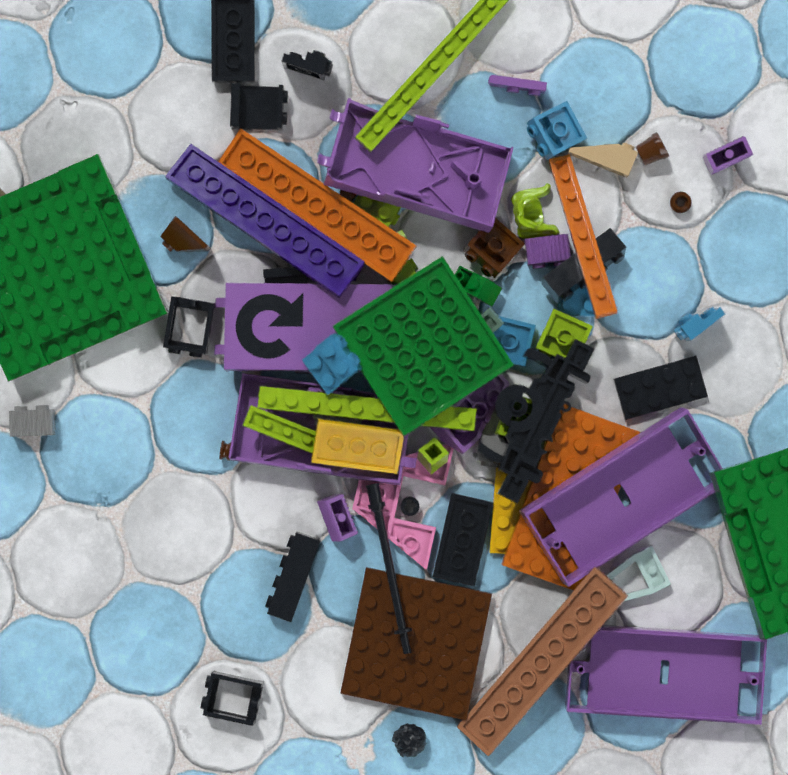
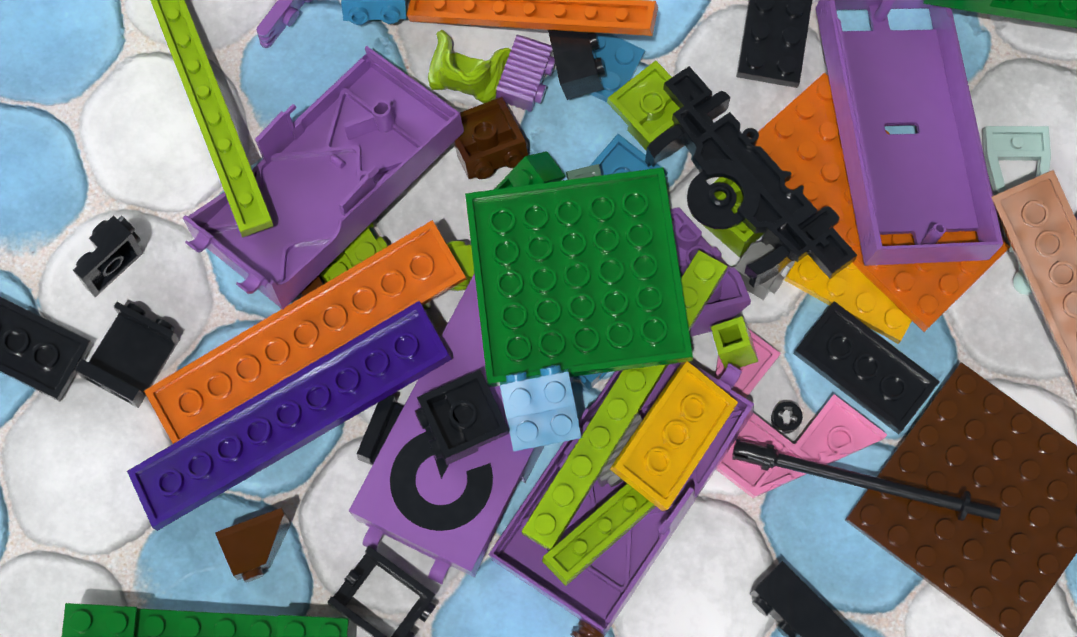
camera: 75 degrees left, 15 degrees down
(305, 320) = (461, 417): none -> black plate
(337, 517) = (759, 521): medium lavender brick -> none

